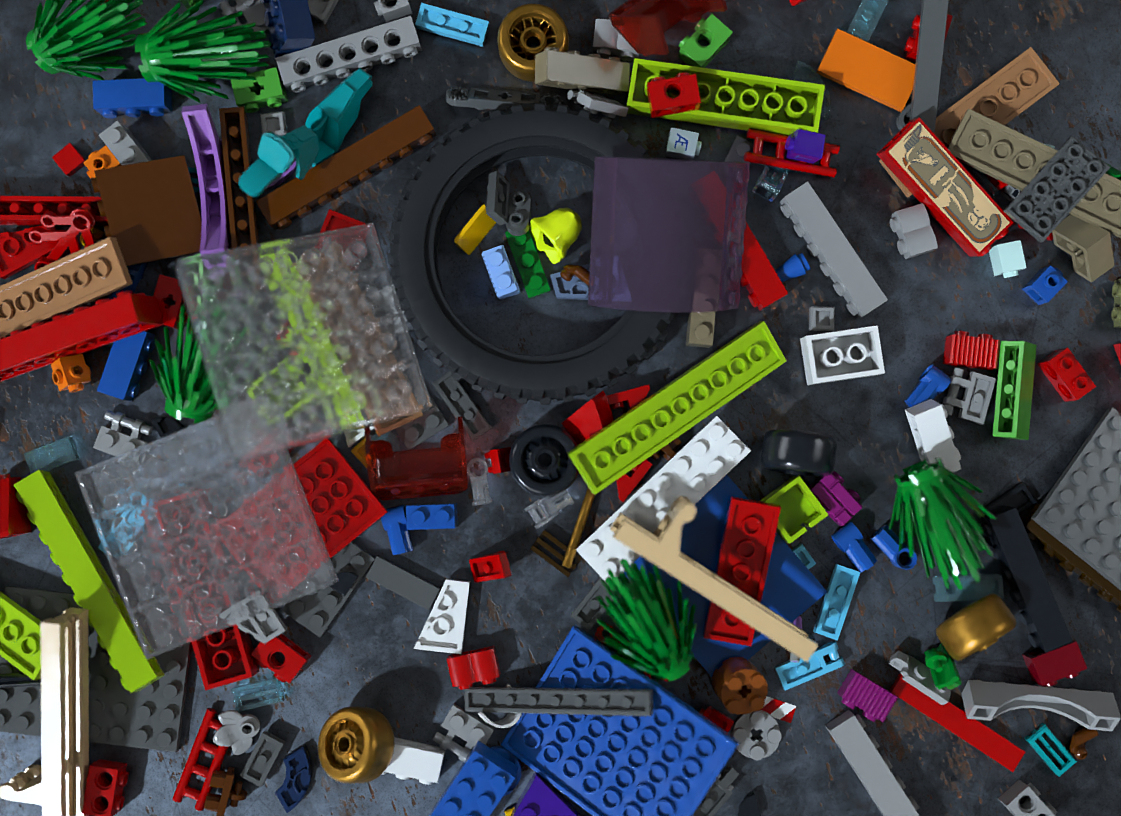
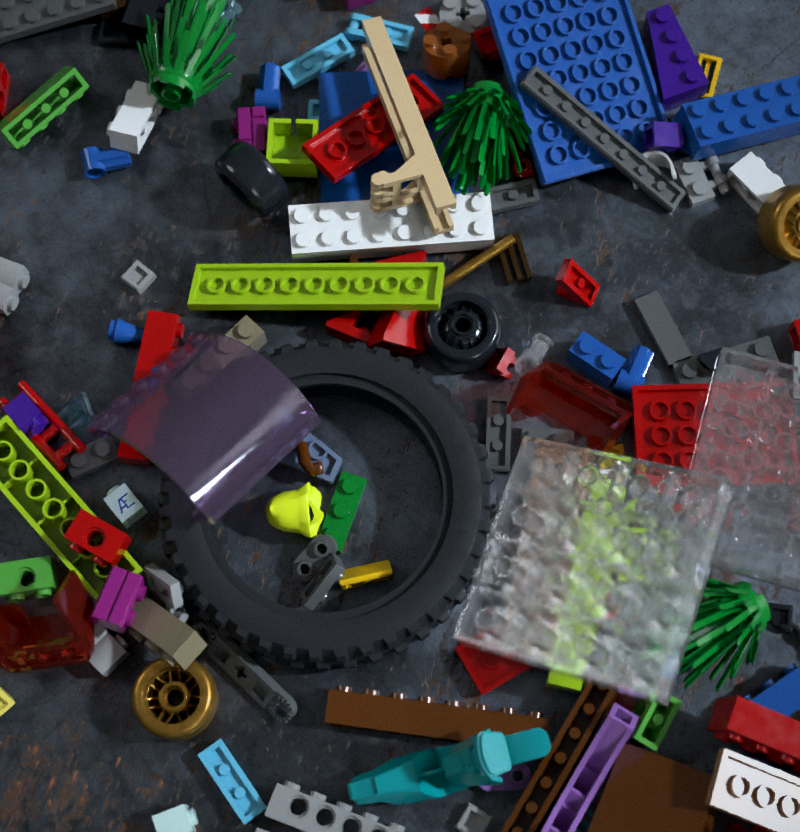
camera: 145 degrees left, 15 degrees down
(169, 290) = (680, 732): red brick -> none
(447, 619) = (647, 271): white wing -> none
(474, 667) = (652, 219): red brick -> none
(500, 272) = (373, 516): light blue brick -> none
(512, 741) = (663, 137): none -> dark purple brick
(547, 507) = (492, 292): clear connector -> none
(621, 65) = (118, 600): none -> magenta brick
(832, 250) = (80, 321): light grey brick -> none
(842, 355) = (149, 231): white brick -> none
(889, 544) = (239, 67): blue piece -> none
(970, 351) = (46, 161): red brick -> none
(976, 395) = (76, 125): light grey plate -> none

